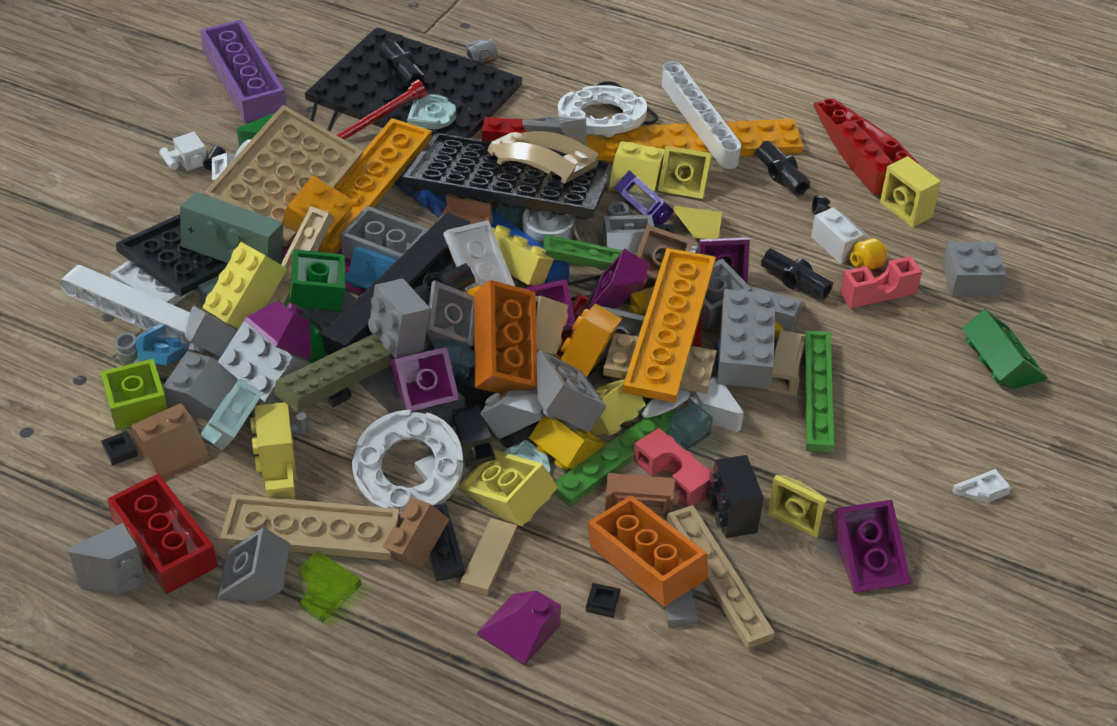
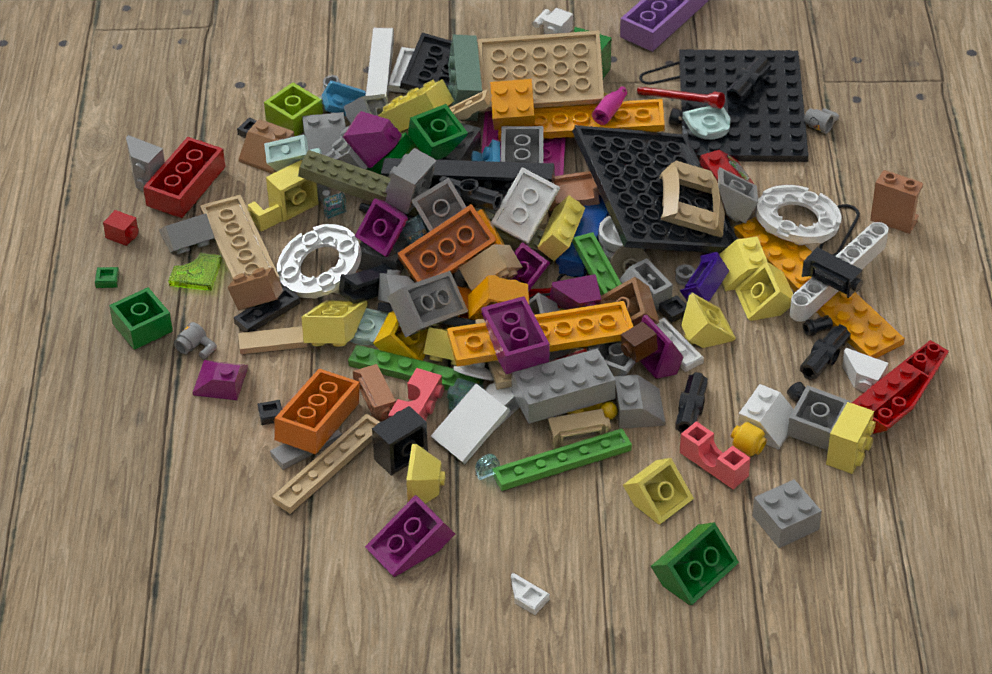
camera: 65 degrees right, 0 degrees up
(193, 630) = (121, 227): none -> red brick
(262, 679) = (107, 277): none -> green tile
(318, 421) = (334, 205): none -> clear light blue tile
(378, 153) = (609, 106): none -> dark pink piece
(378, 663) = (141, 318): none -> green brick
(439, 627) = (191, 338): none -> light grey piece
(640, 47) = (896, 201): none -> nougat panel
(686, 330) = (516, 335): none -> magenta slope
(721, 108) = (833, 272): none -> black window
(730, 260) = (639, 342): none -> reddish brown brick
(740, 429) = (470, 423): none -> white tile
(746, 163) = (812, 327): none -> black pin
(798, 448) = (484, 466): none -> clear light blue tile
(823, 156) = (863, 369): none -> white slope
(871, 201) = (815, 416): none -> light grey brick
(897, 338) = (659, 490): none -> light yellow slope

